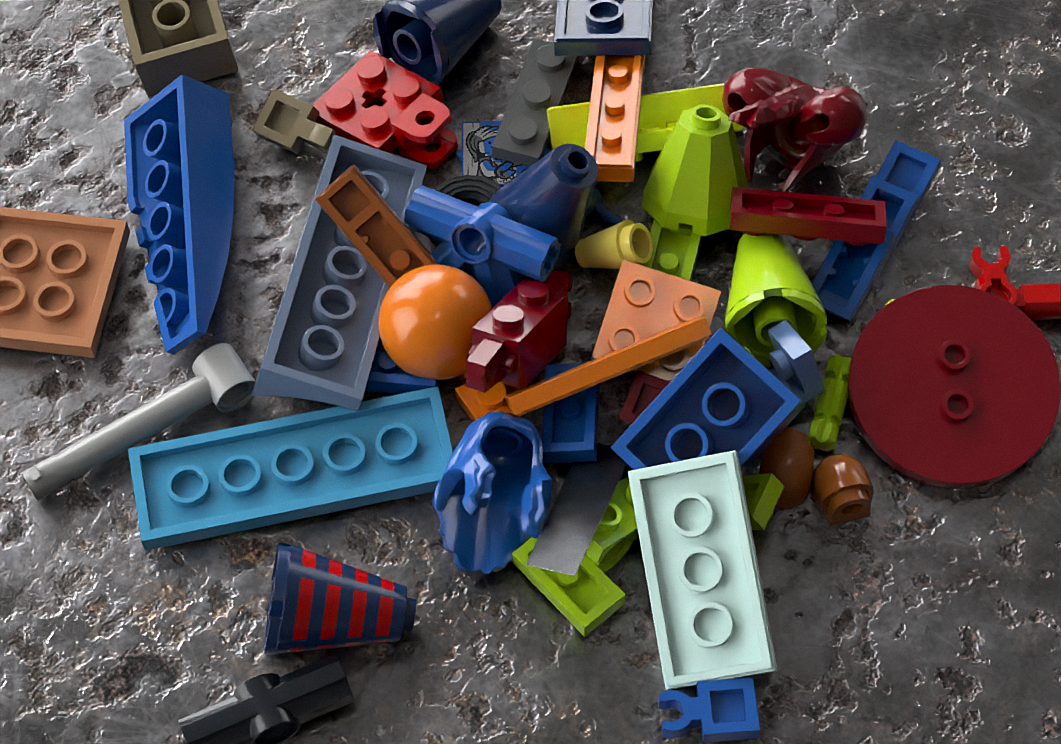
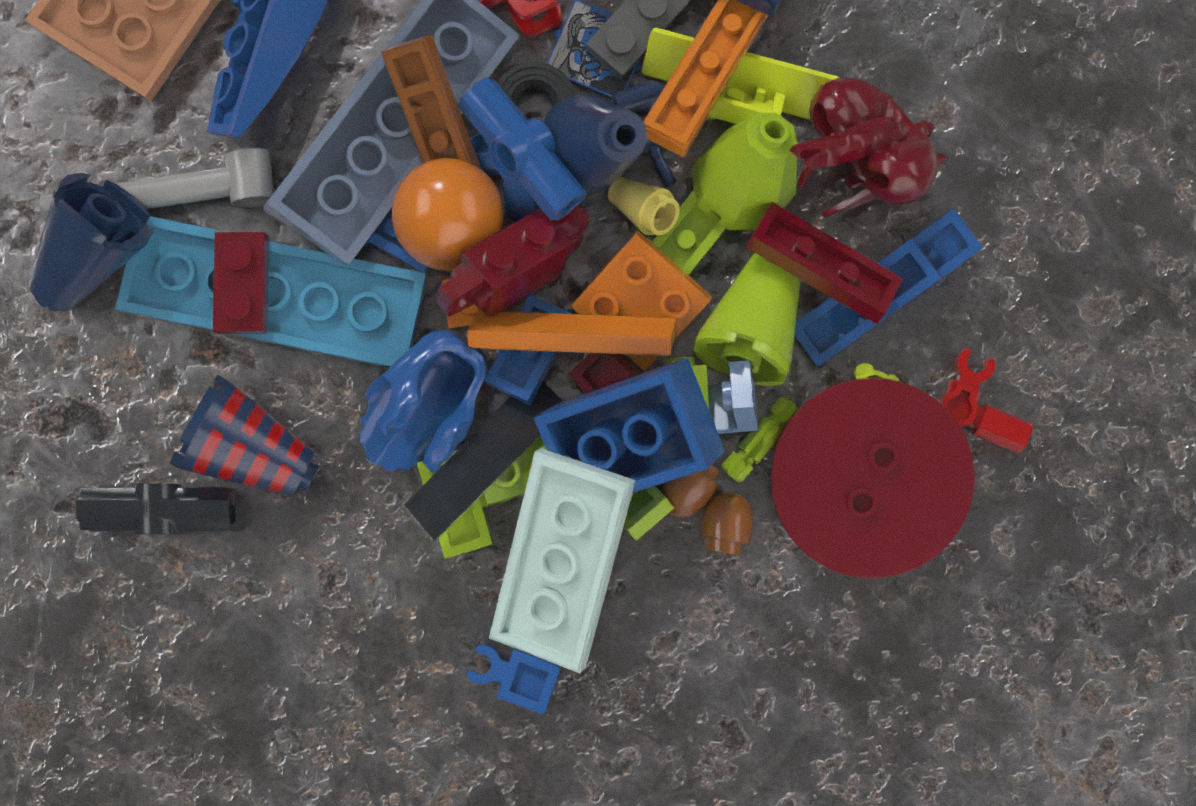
camera: 25 degrees right, 25 degrees up
(88, 489) = (85, 240): none -> dark blue cone
(261, 463) = (240, 283): none -> dark red plate

